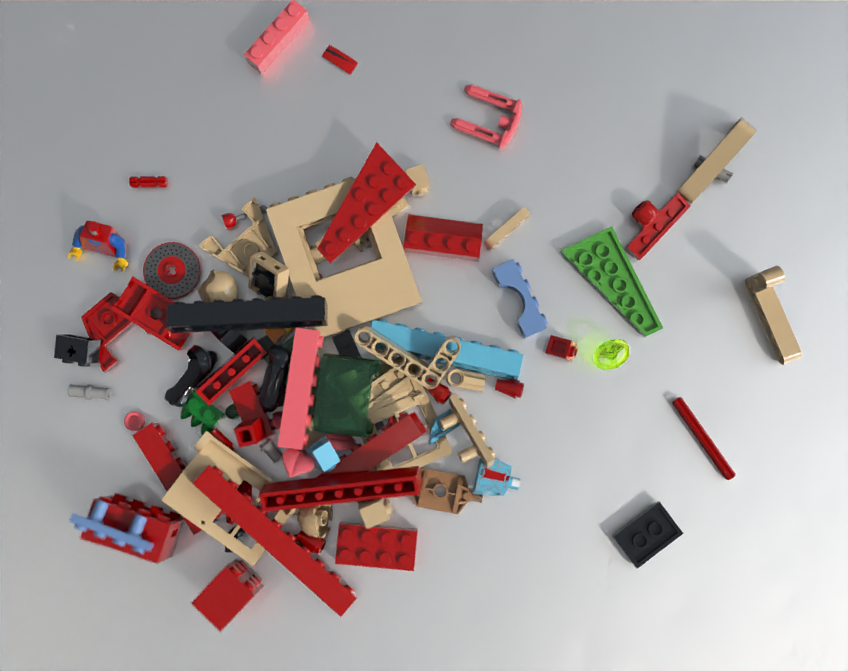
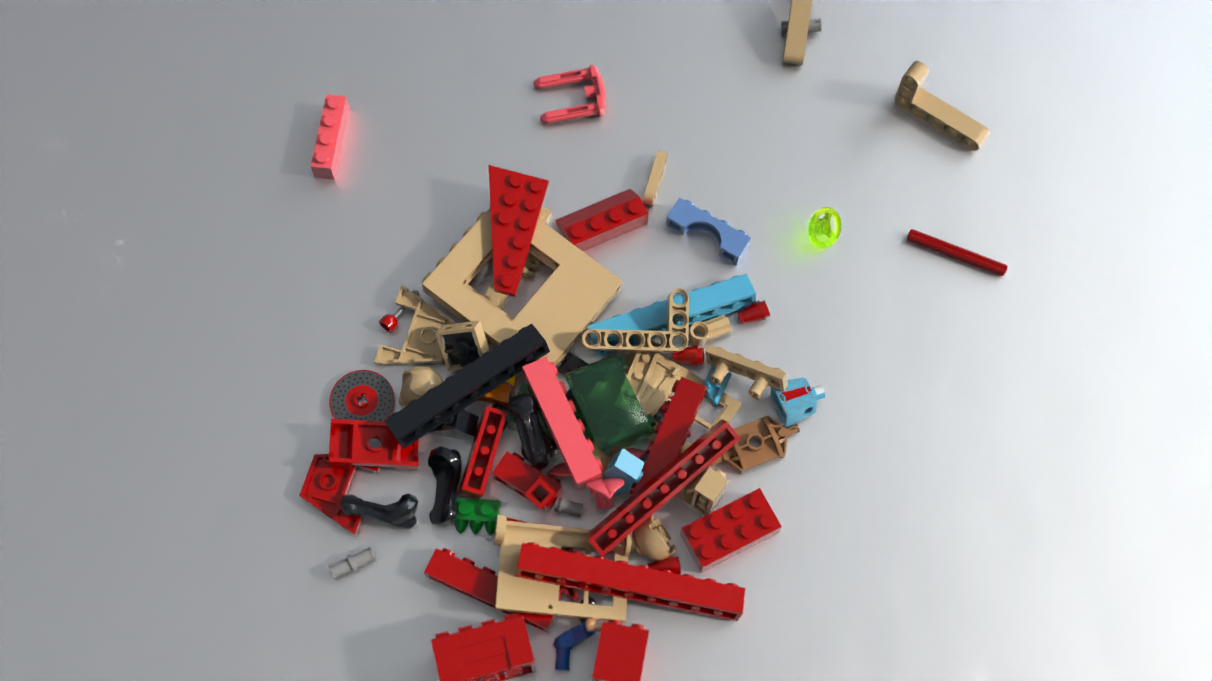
camera: 30 degrees left, 15 degrees down
(77, 349) = (303, 526): black brick -> none
(94, 523) = (480, 654): medium blue plate -> none
(99, 239) = (274, 410): torso -> none
(134, 421) = (415, 564): coral tile -> none
(140, 375) = (396, 514): none -> black hair
(148, 181) = (286, 334): red axle -> none
(206, 550) = (572, 638): none -> blue arm
(231, 412) = (507, 493): clear green hinge -> none
(340, 59) = (401, 125): red sticker -> none
(419, 176) = (554, 183): tan brick -> none
(561, 348) = (776, 250): red bracket -> none
(611, 273) = (773, 161): bright green wing -> none
(647, 534) = (969, 365): black plate -> none
(655, 223) = (782, 98): red plate -> none

